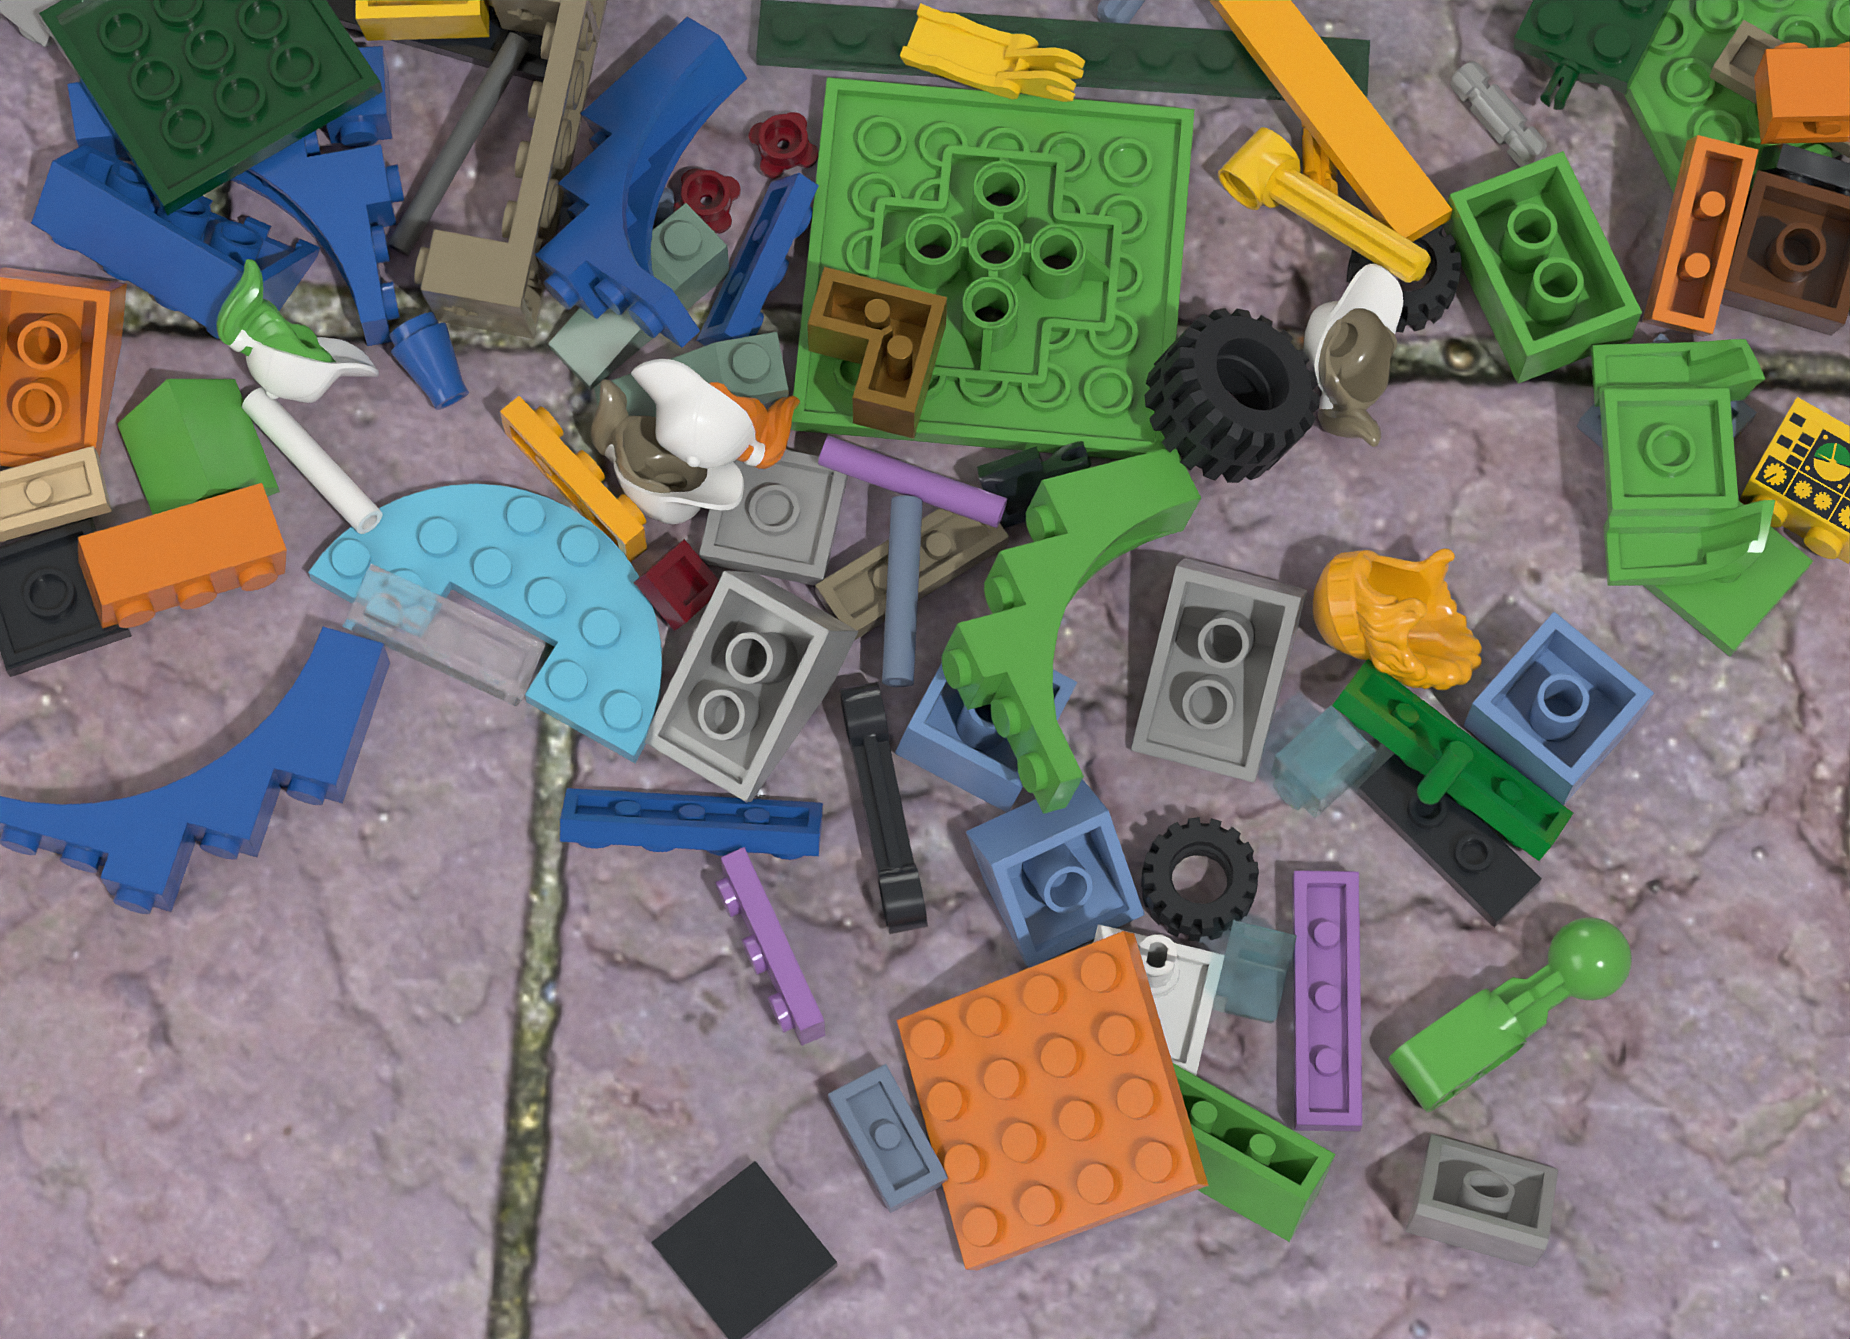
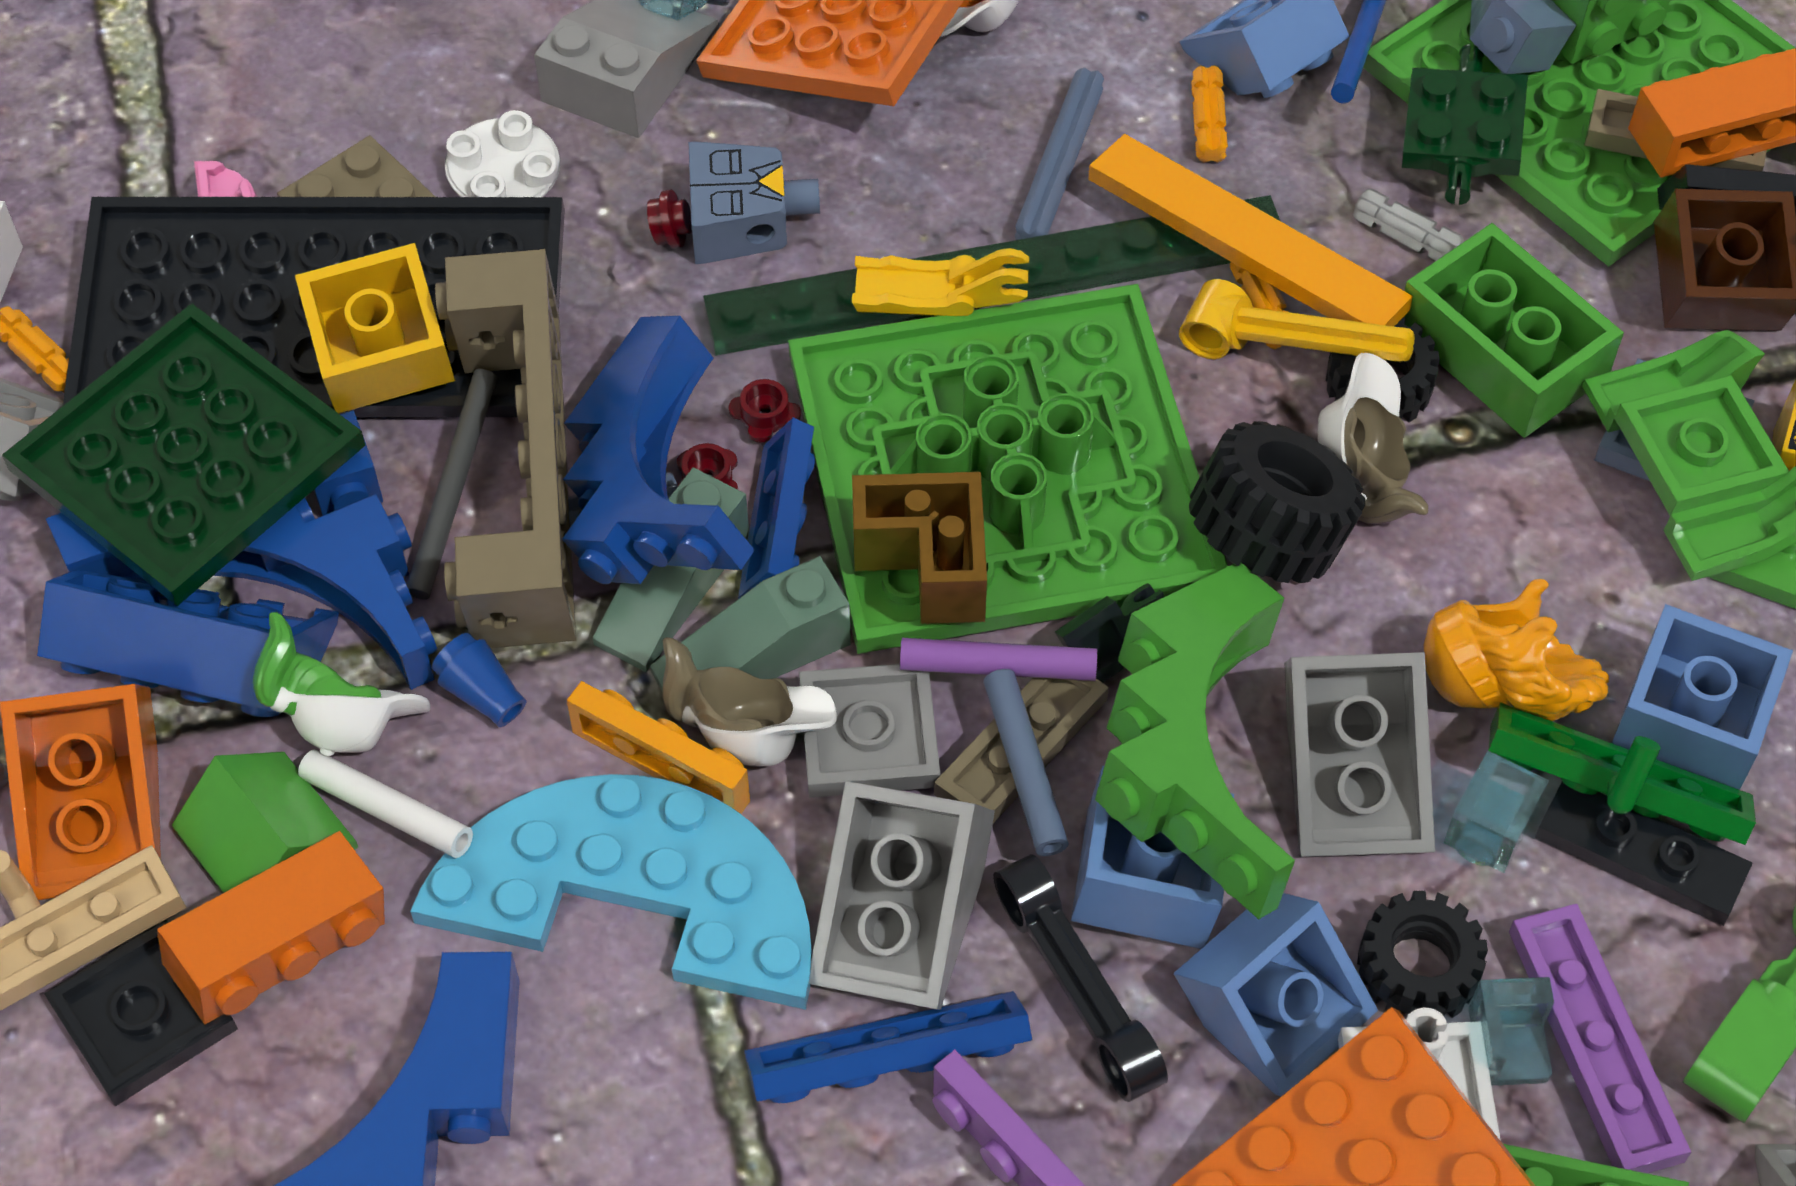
camera: 15 degrees left, 15 degrees down
(443, 635) = (571, 929): clear plate -> none
(678, 584) = (797, 819): dark red plate -> none
(709, 423) = (779, 645): white hair -> none
(1700, 236) = (1643, 260): orange brick -> none

